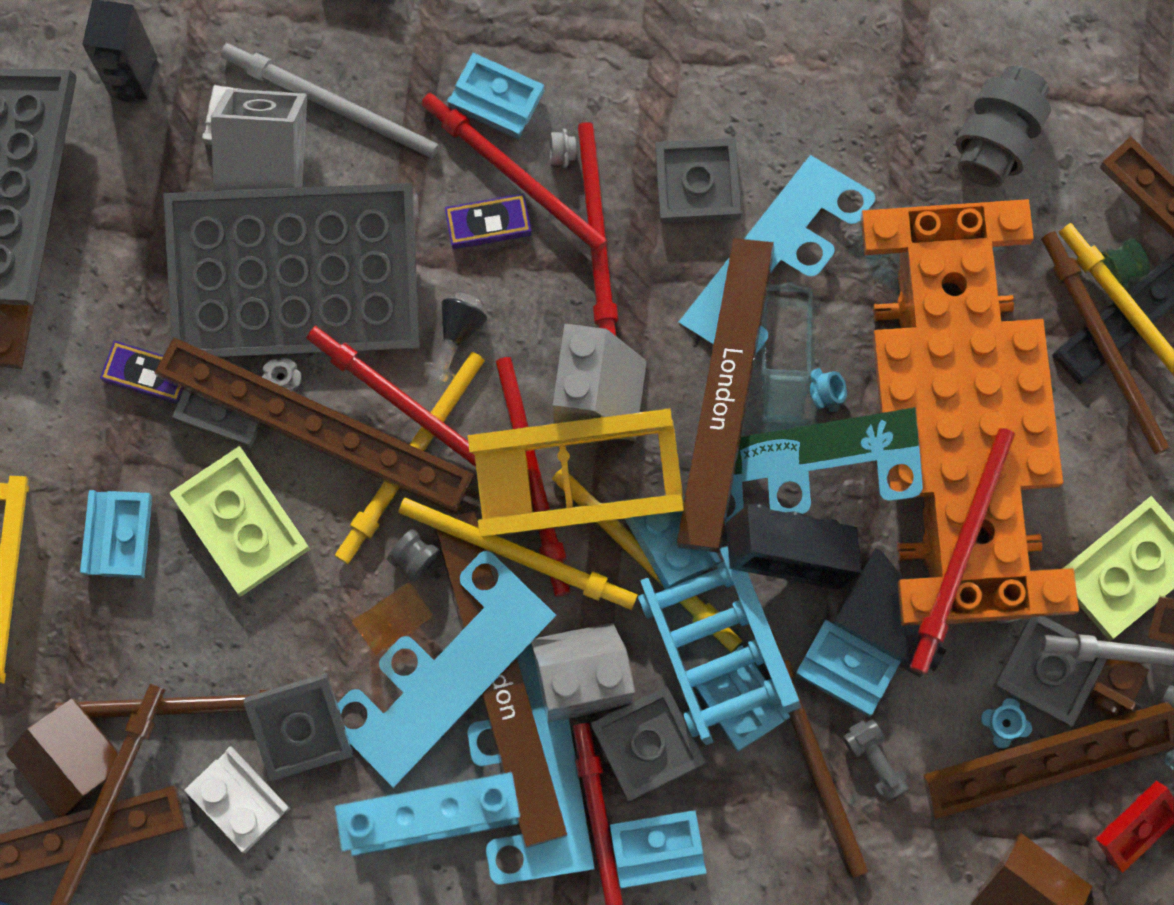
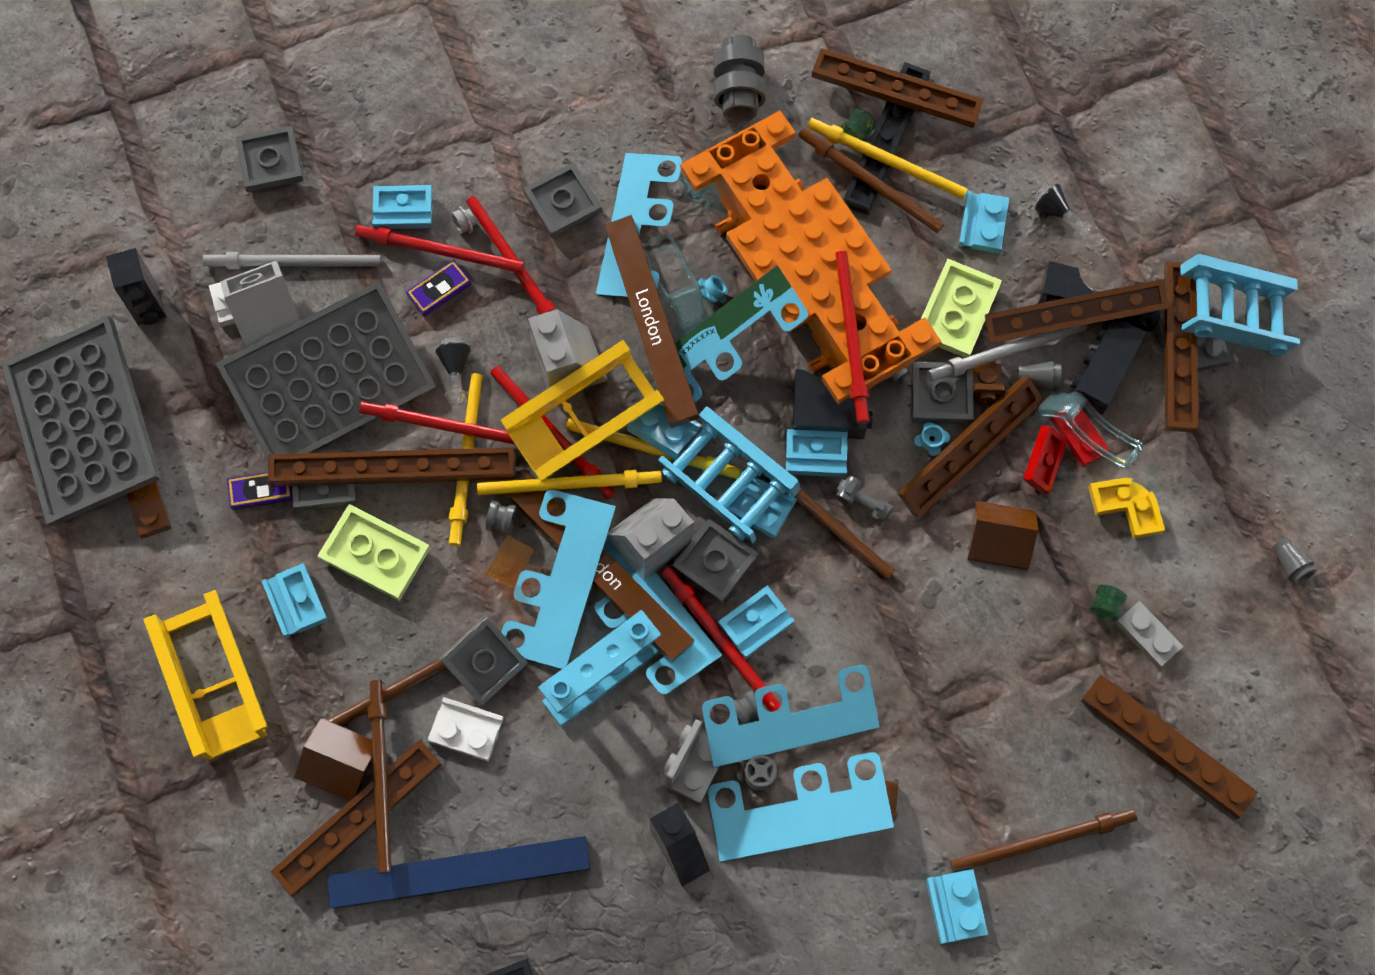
camera: 30 degrees left, 5 degrees down
(288, 368) = (352, 440): light grey plate -> none
(793, 547) = (744, 392): black brick -> none

